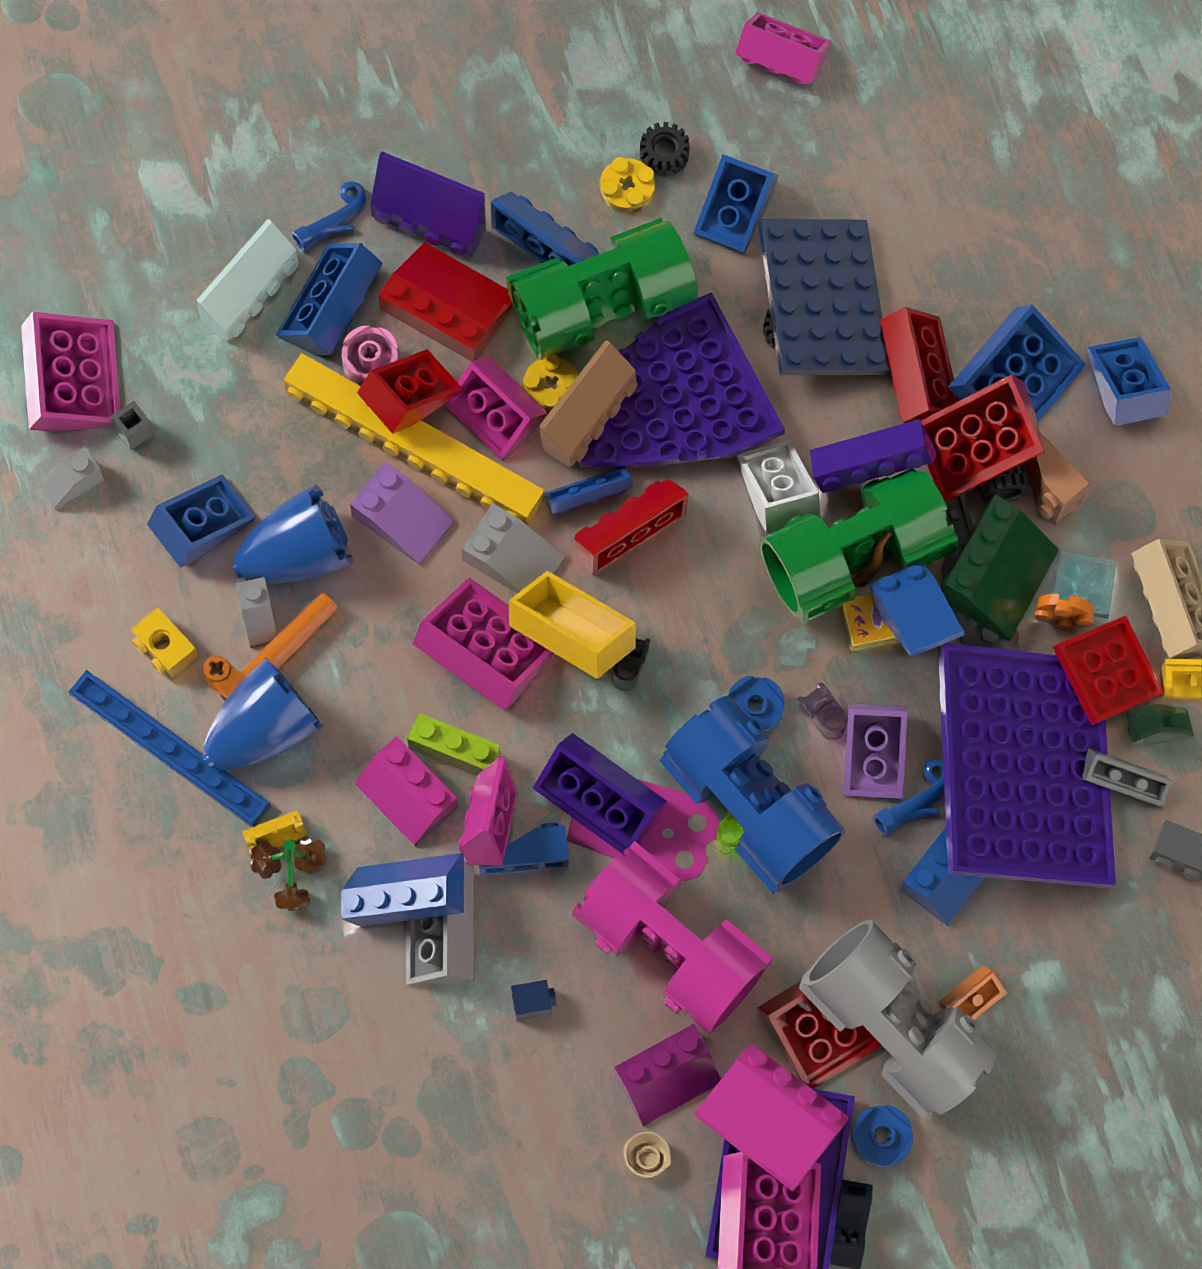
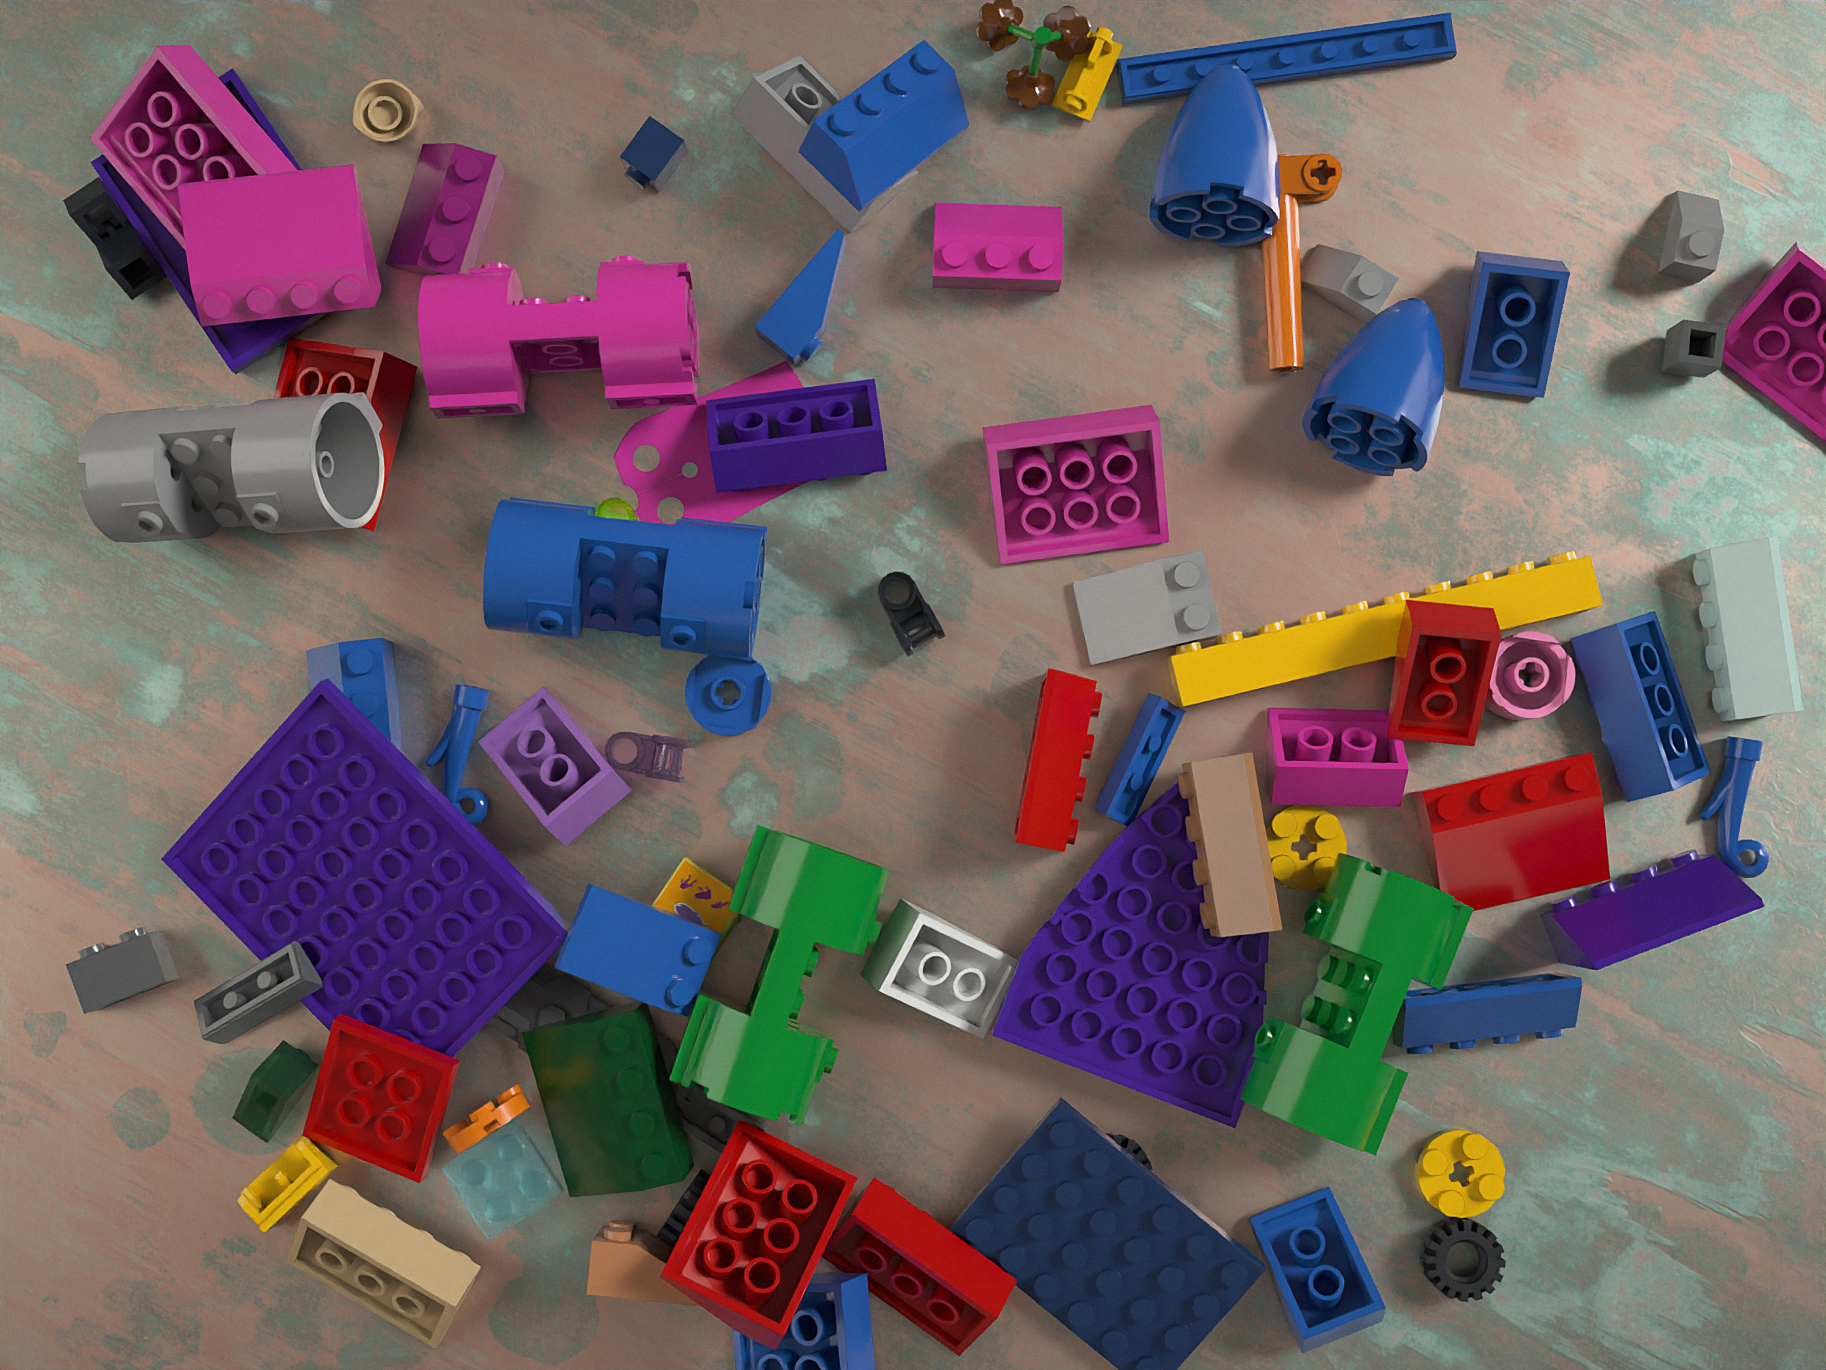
camera: 135 degrees right, 15 degrees up
(156, 628) = (1385, 165): yellow brick -> none
(401, 513) = (1310, 537): medium lavender slope -> none
(452, 745) = (996, 336): lime brick -> none
(489, 815) = (878, 288): dark pink slope -> none
(572, 624) = (997, 576): yellow piece -> none
(869, 570) = (747, 969): dark orange animal -> none
(871, 456) = (854, 1086): dark purple slope -> none
(882, 1153) = (150, 344): blue plate -> none
(975, 993) = (211, 597): orange slope -> none

